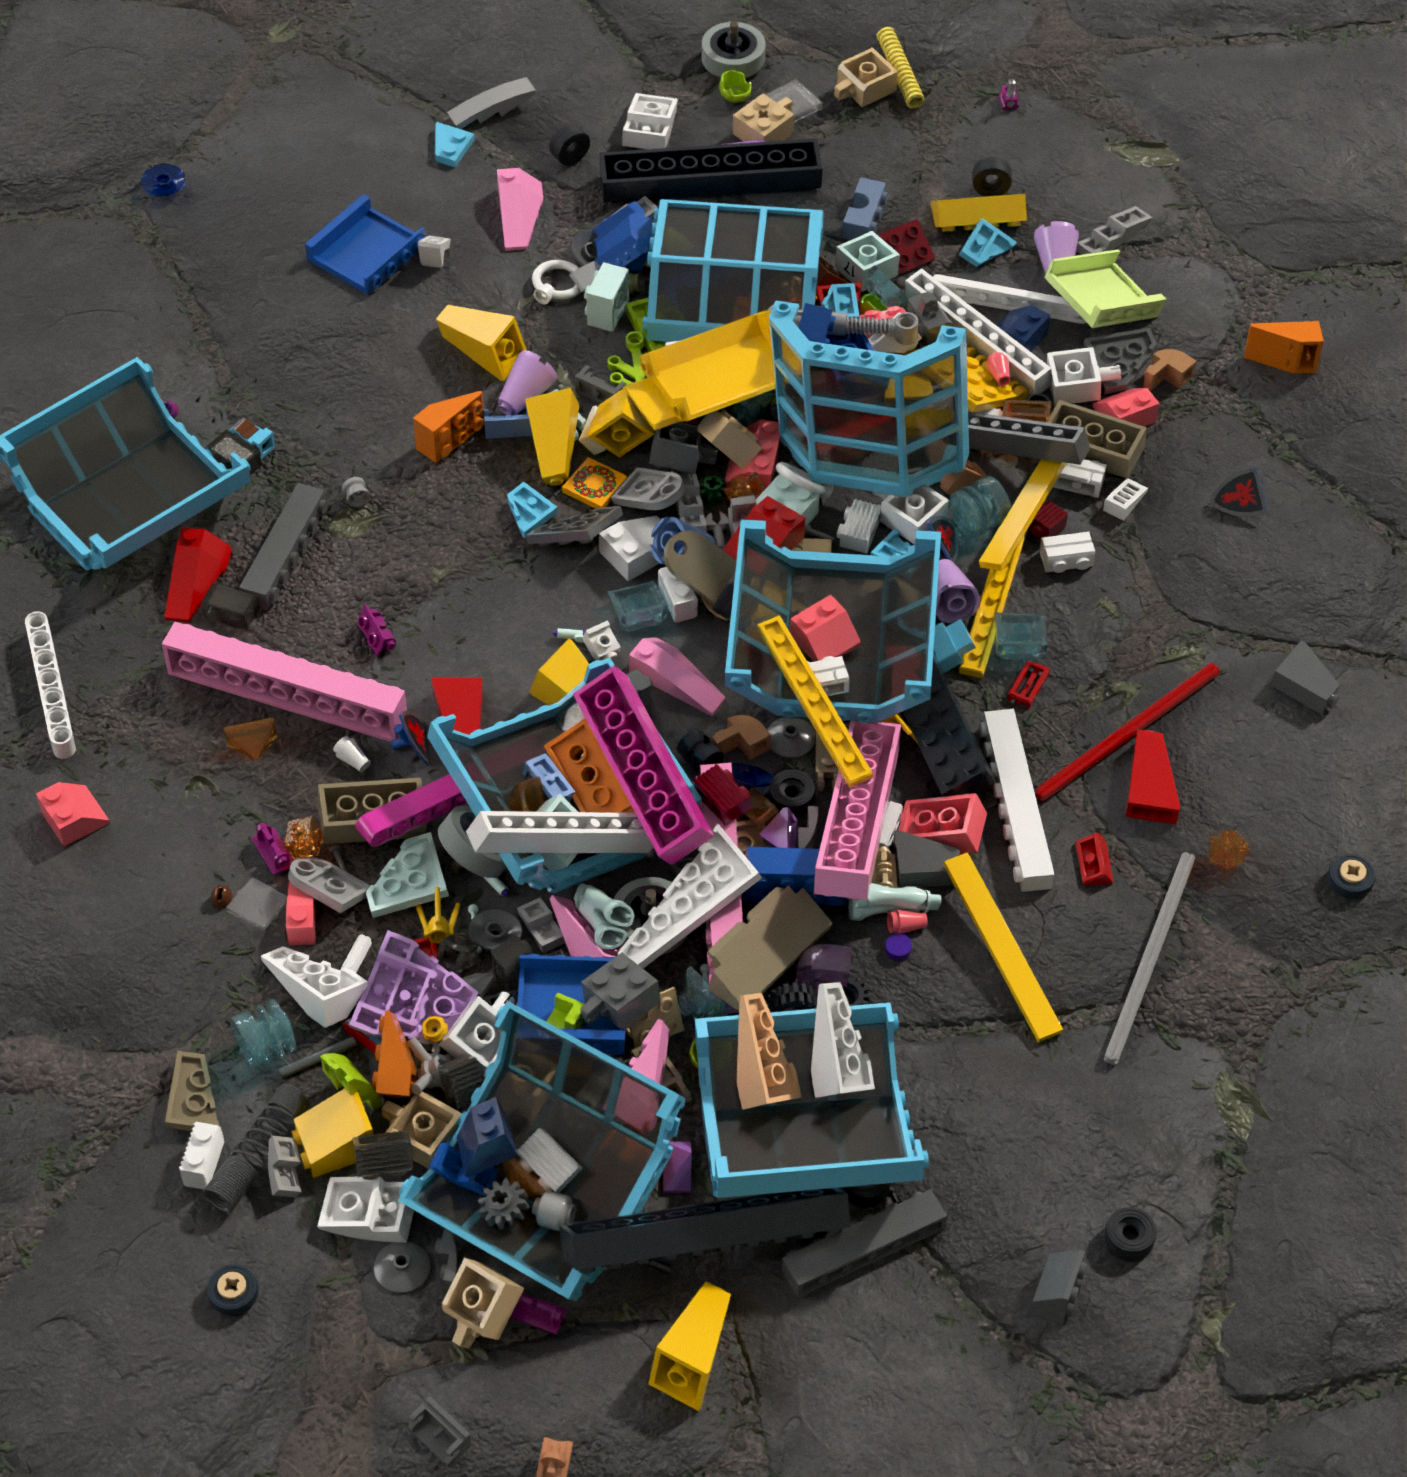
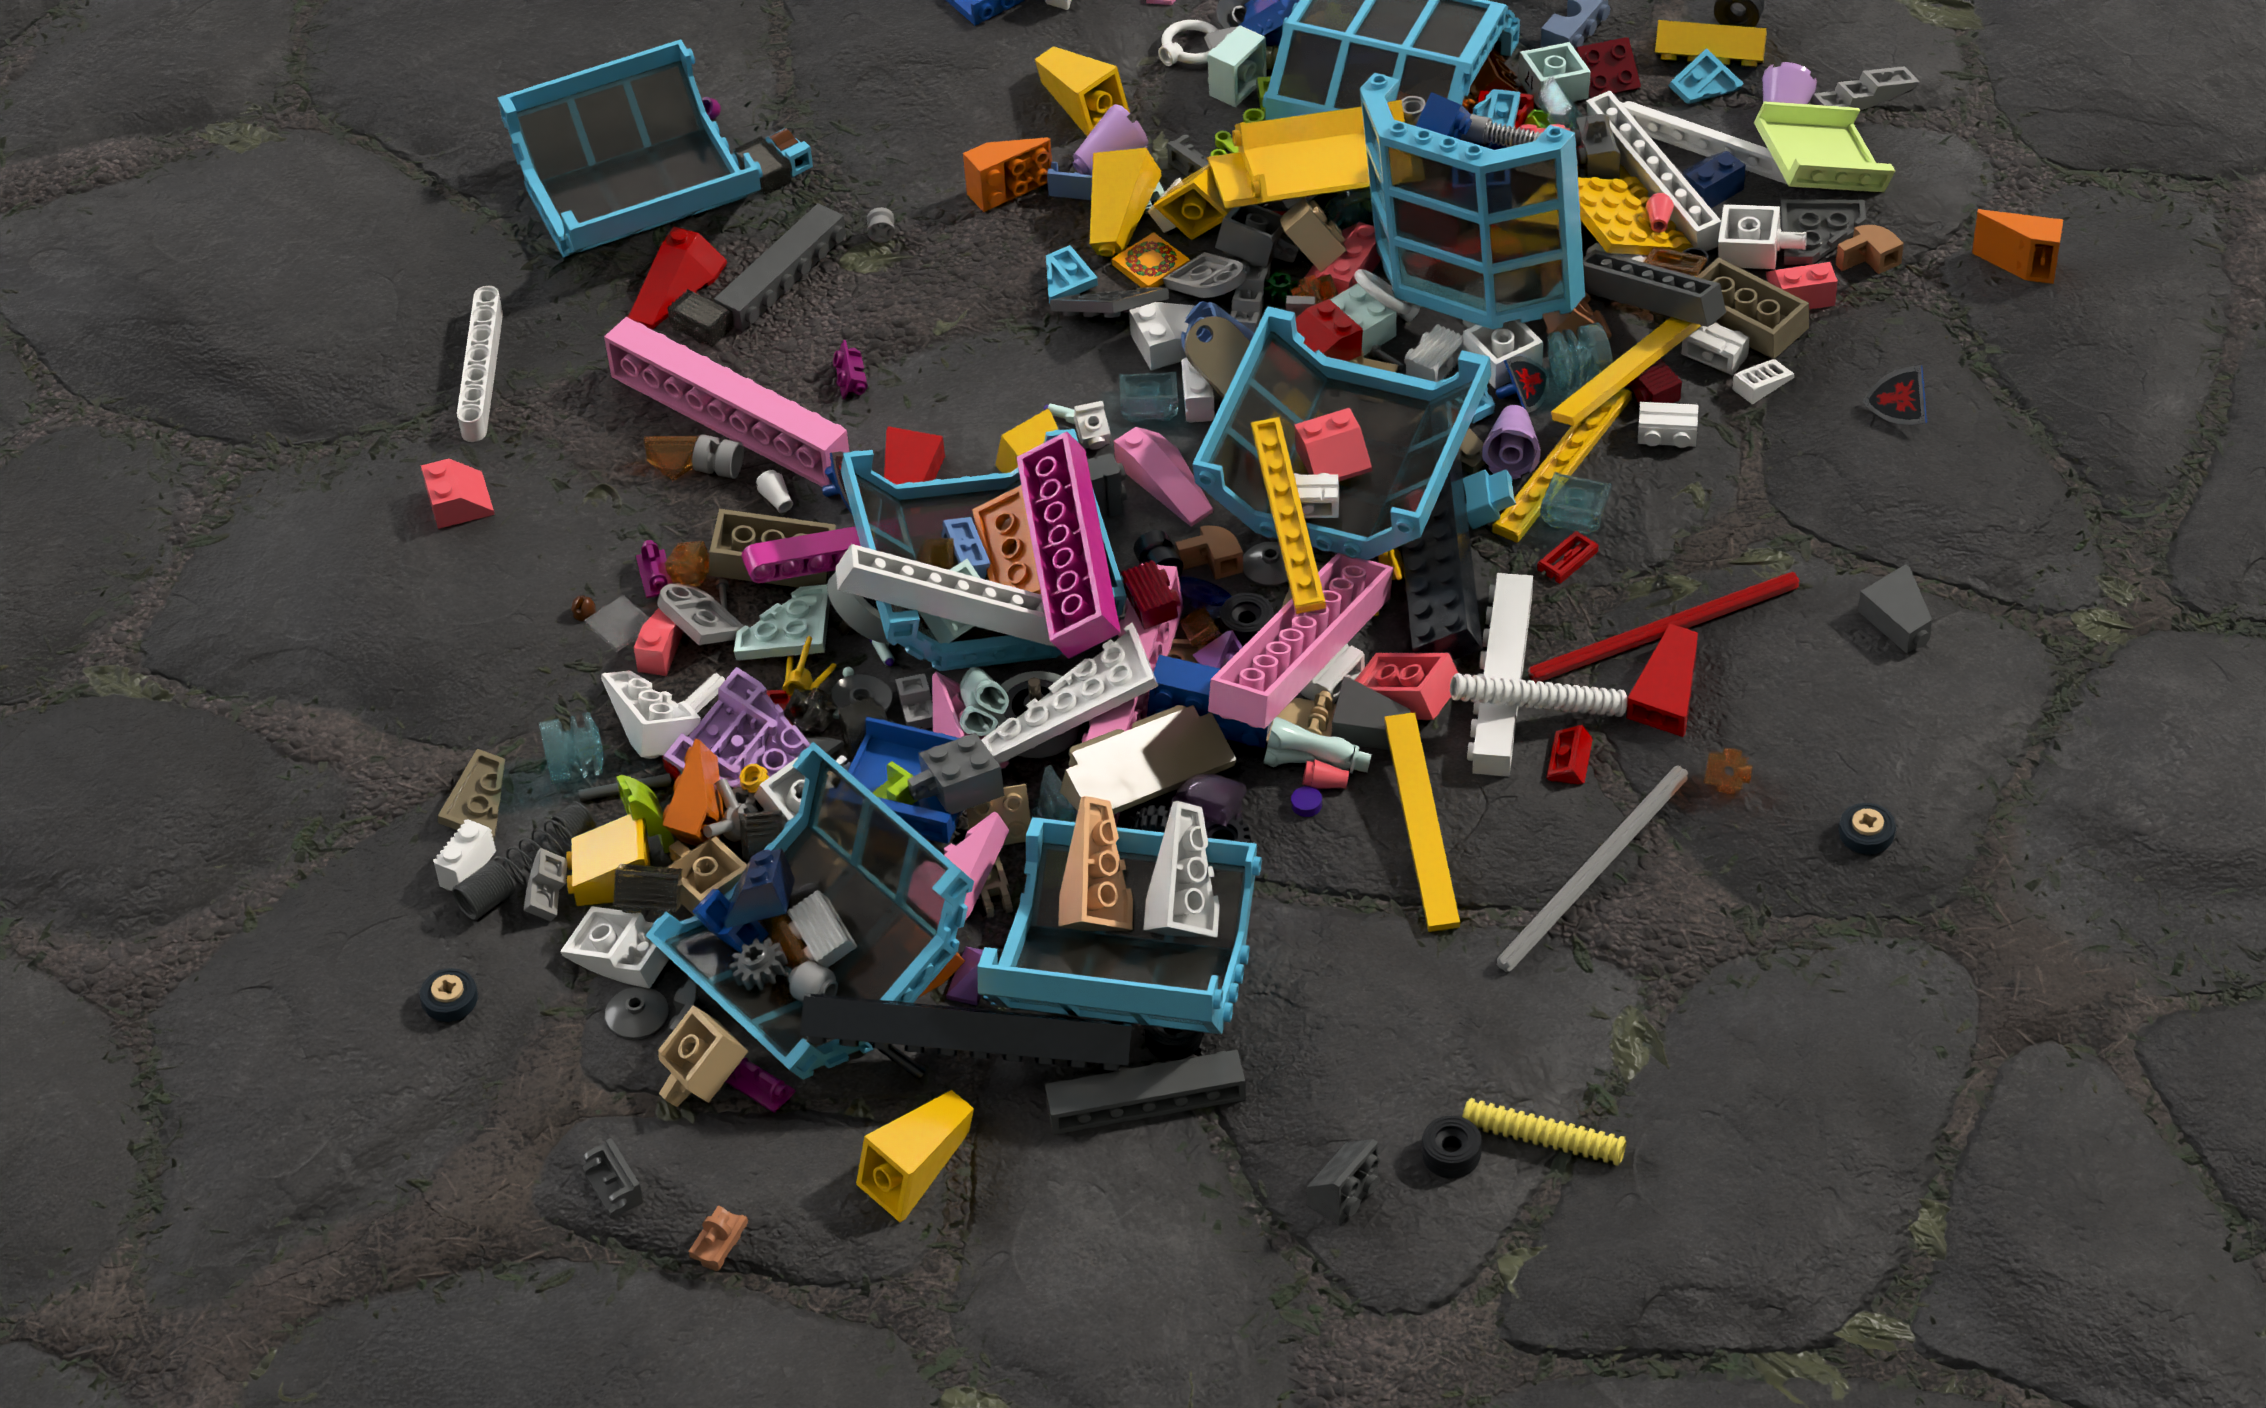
camera: 20 degrees right, 5 degrees down
(292, 732) = (718, 456): none -> light grey wheel
(1058, 815) = (1538, 695): none -> white piece
(1200, 1203) = (1545, 1131): none -> light yellow piece

